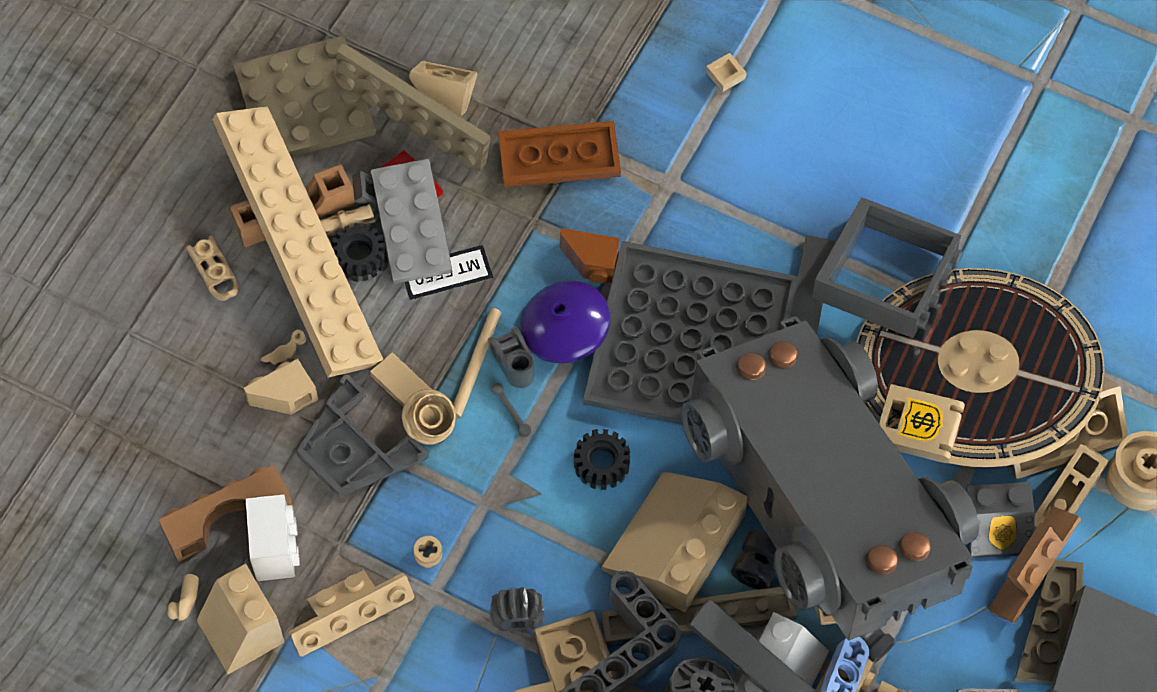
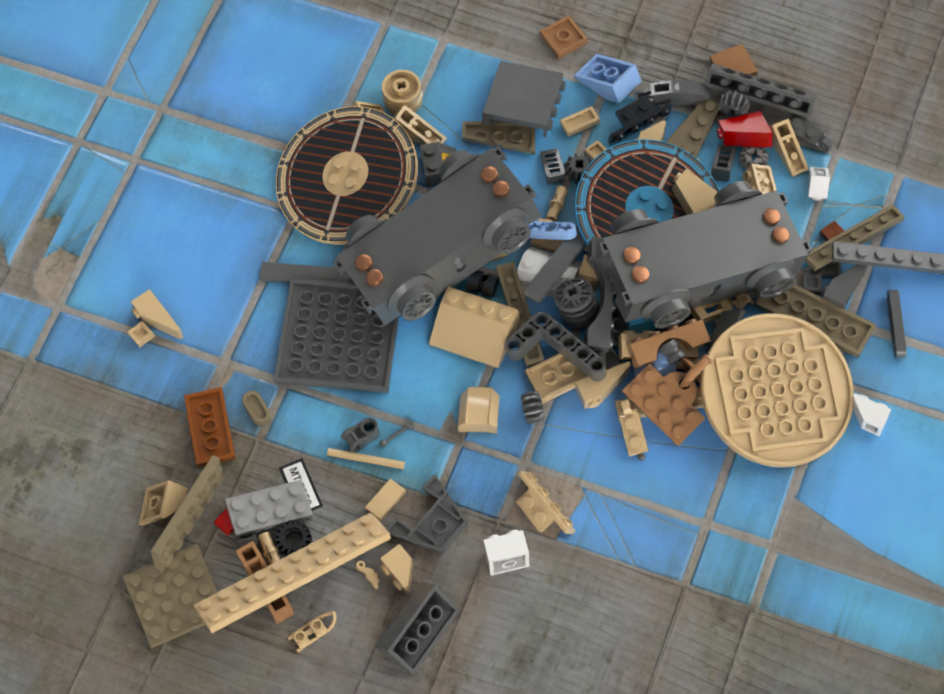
camera: 90 degrees left, 0 degrees up
(184, 406) = (417, 627): none -> dark grey slope
(187, 599) = (550, 601): tan arm -> none
(189, 526) = (503, 608): medium nougat arch -> none
(239, 620) = (563, 561): tan slope -> none
(421, 544) = (502, 472): tan bush -> none
(428, 416) = (410, 475): tan piece -> none
(531, 533) = (478, 410): none -> tan slope
(569, 334) = (344, 415): dark purple dish -> none
(585, 217) = (256, 408): none -> dark tan tile
(591, 254) = (285, 397): dark orange slope -> none
(606, 442) = (428, 386): black tyre -> none
(761, 87) = (154, 314): none -> tan slope
(903, 228) = (278, 255): dark grey window -> none
(925, 423) = (394, 191): tan container -> none
(1033, 564) = (458, 138): medium nougat bracket -> none

